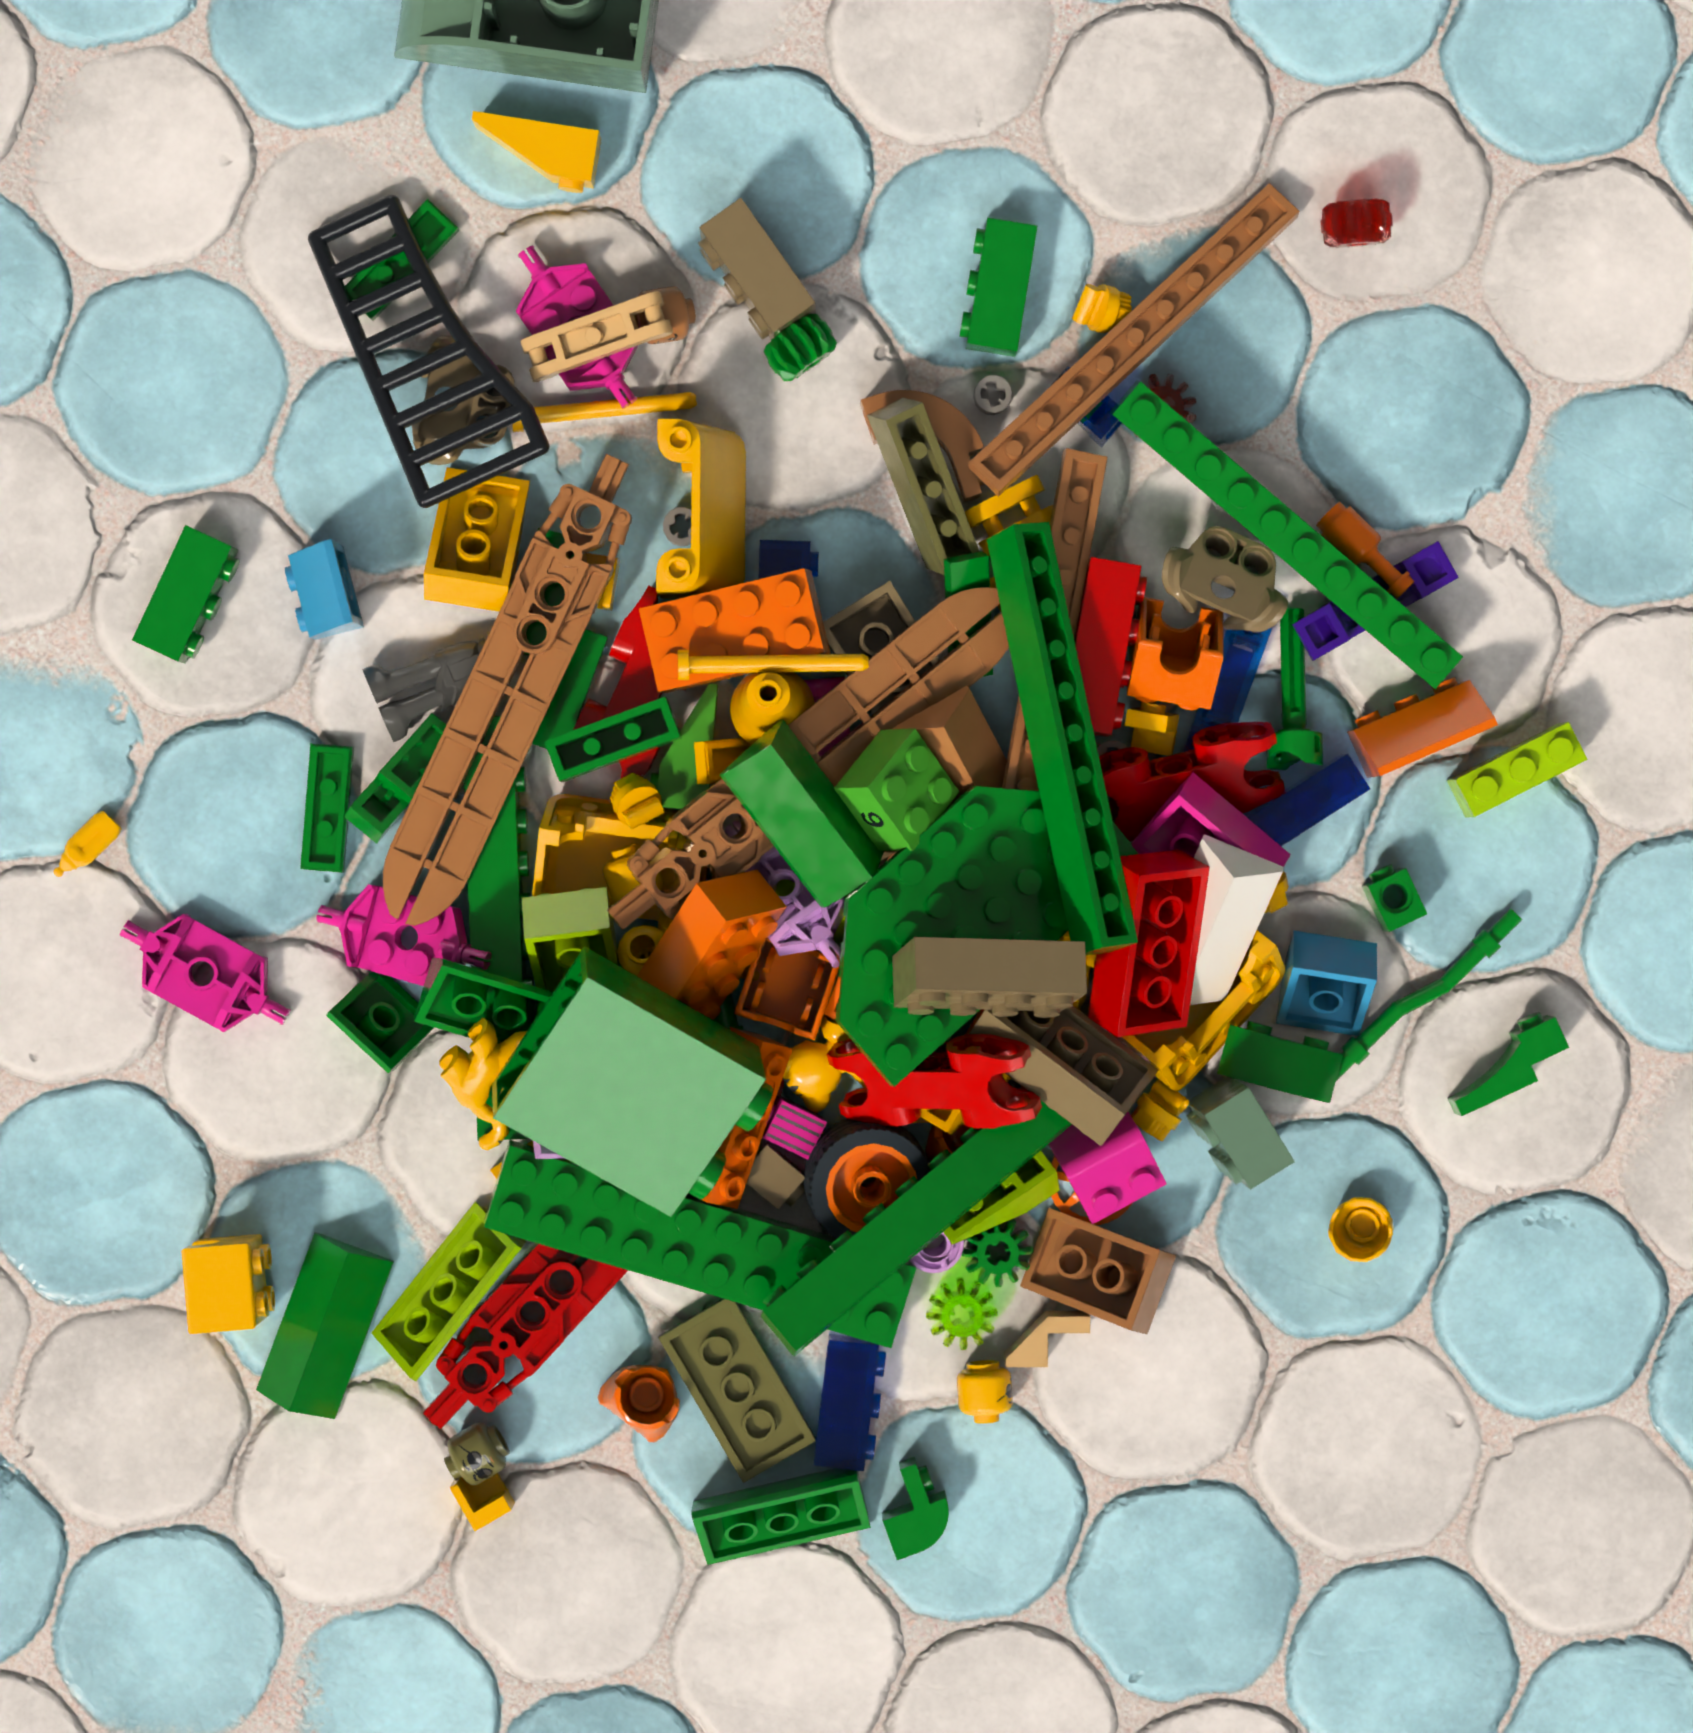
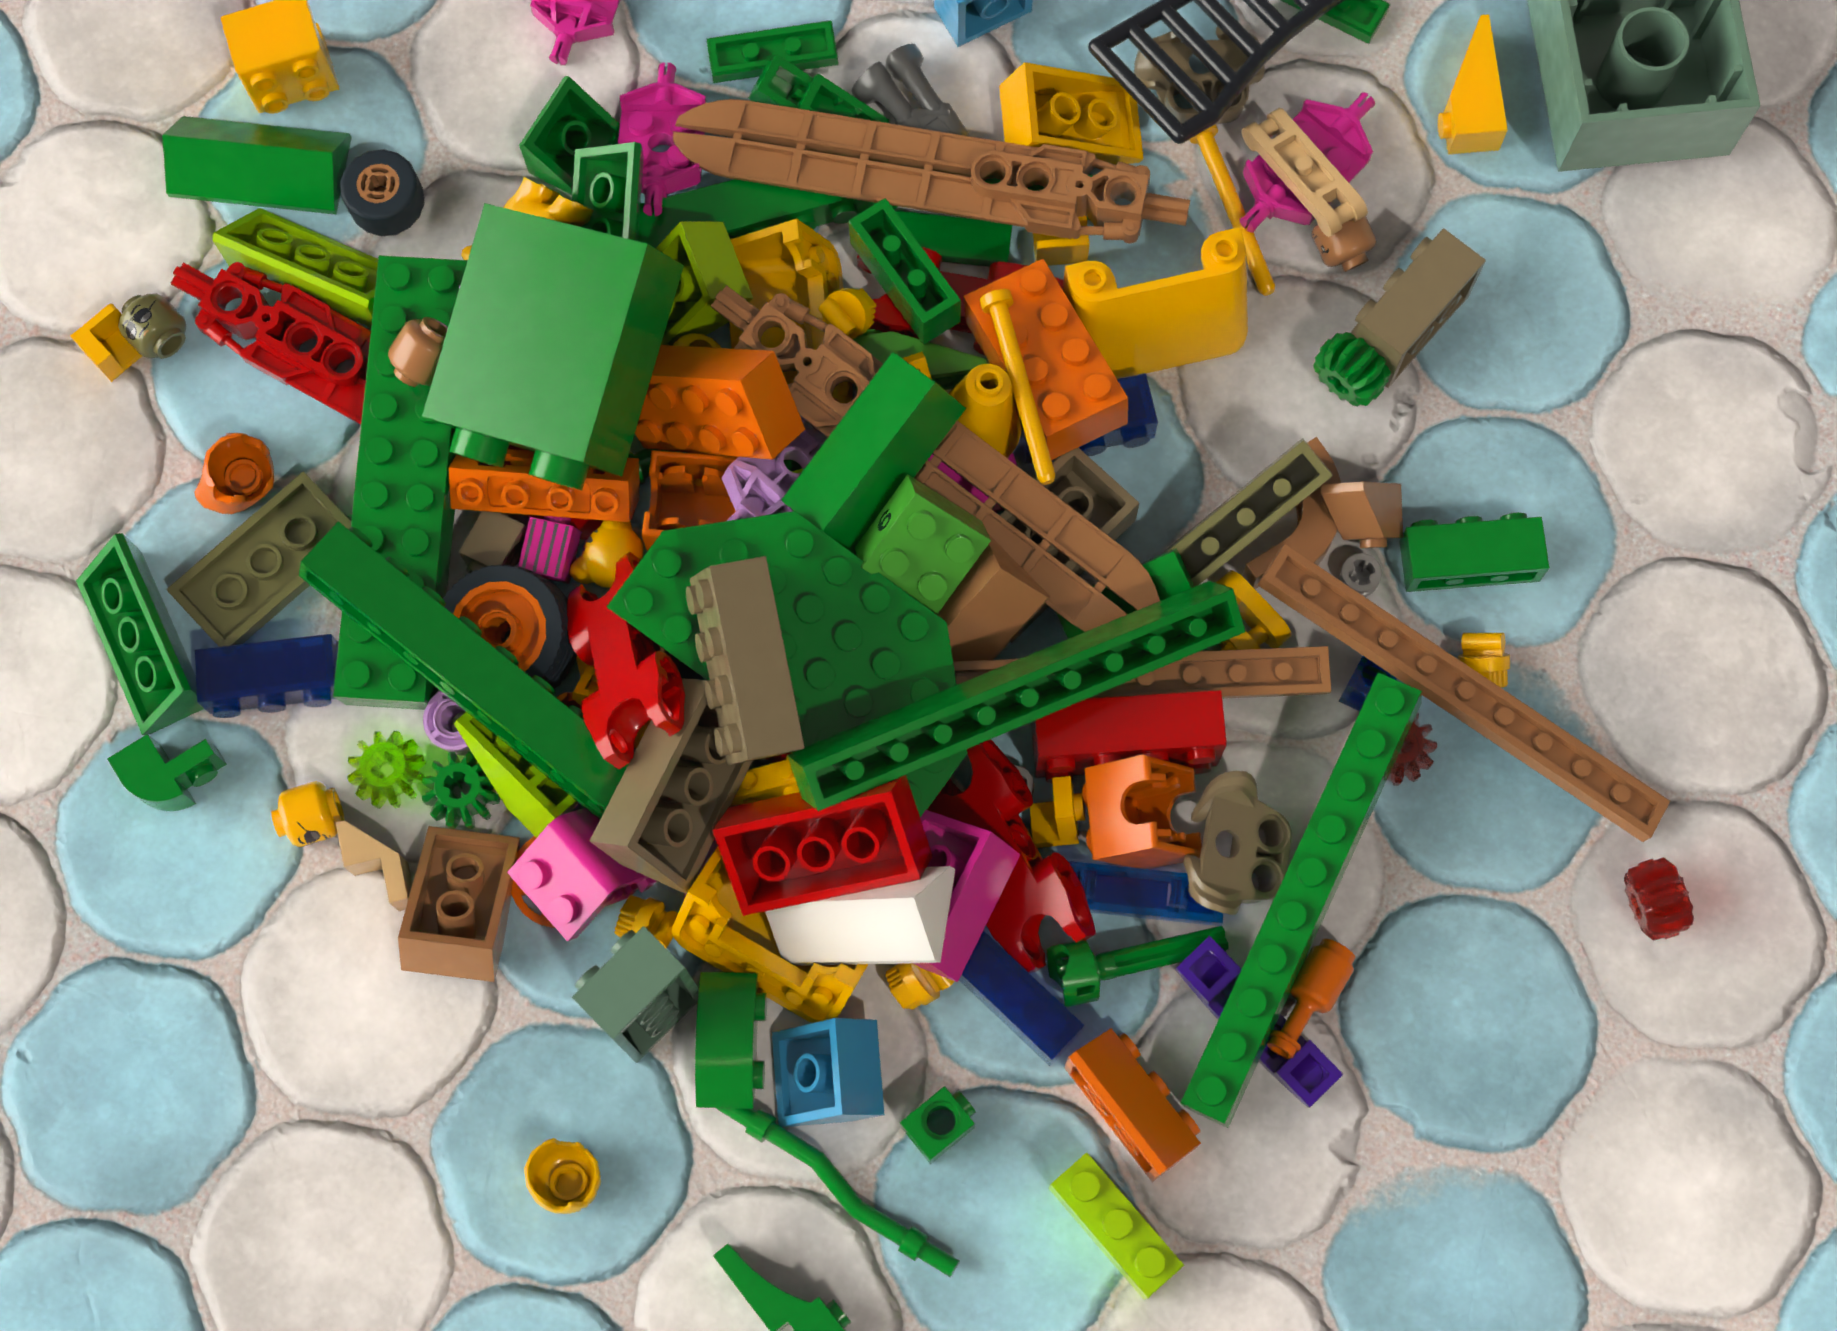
camera: 80 degrees right, 15 degrees down
(401, 1203) = (381, 208): none -> black wheel
(601, 1206) = (417, 351): none -> medium nougat head
(942, 373) = (1366, 511): none -> medium nougat slope

